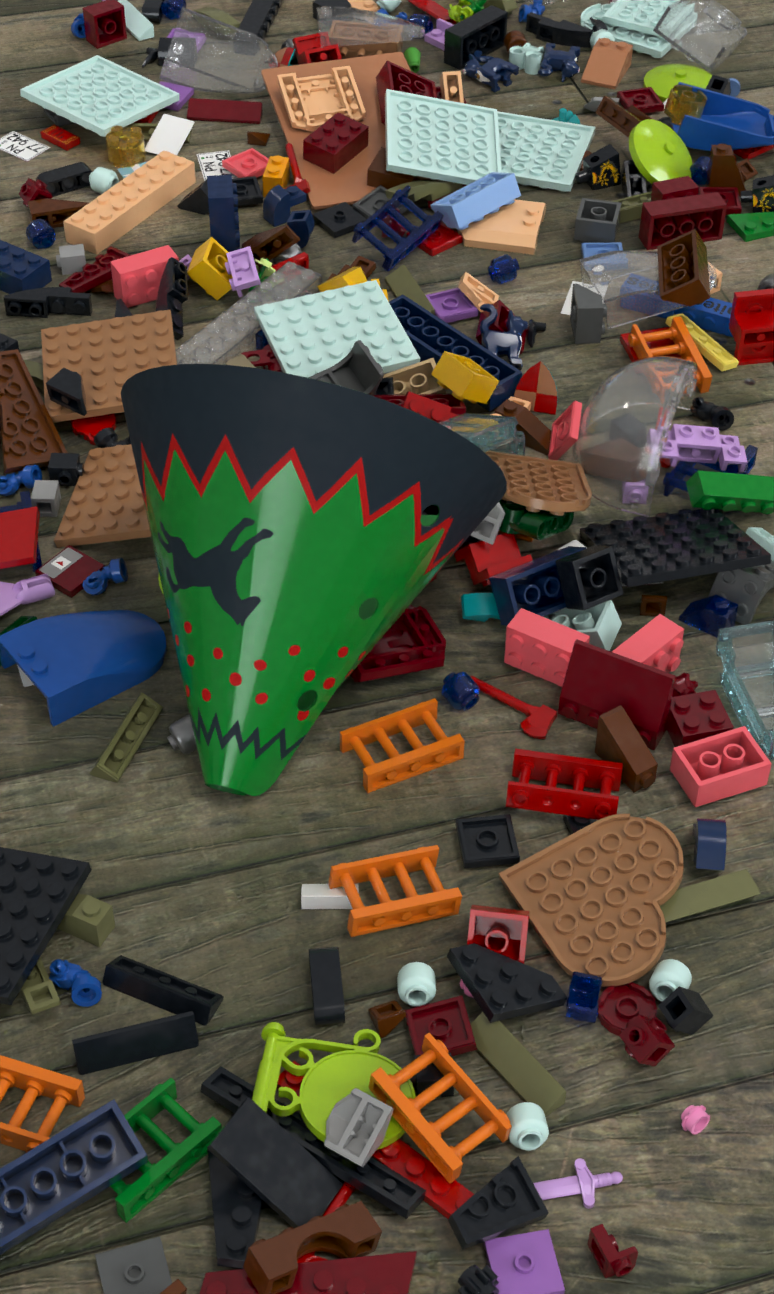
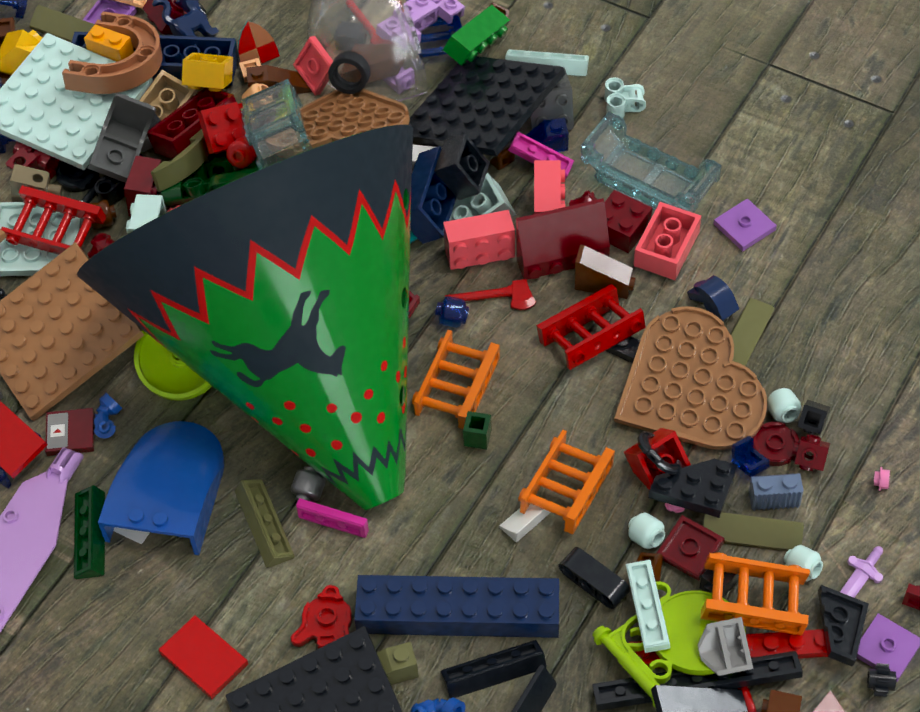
camera: 40 degrees left, 10 degrees up
(82, 841) = (324, 619): none -> red tile
(176, 773) = (332, 518): none -> dark pink tile
(191, 917) = (458, 606): none -> dark blue brick
(336, 1041) = (647, 606): none -> light aqua tile
(367, 793) = (477, 430): none -> dark green brick
(402, 339) = (122, 74): none -> nougat piece
(411, 315) = (108, 43): none -> light orange brick
(483, 908) = (644, 445): none -> black piece
(487, 841) = (581, 402): black plate -> none
(573, 1045) = (775, 491): none -> sand blue brick
(591, 443) = (354, 59): none -> black tyre
(680, 612) = (533, 150): none -> dark pink tile

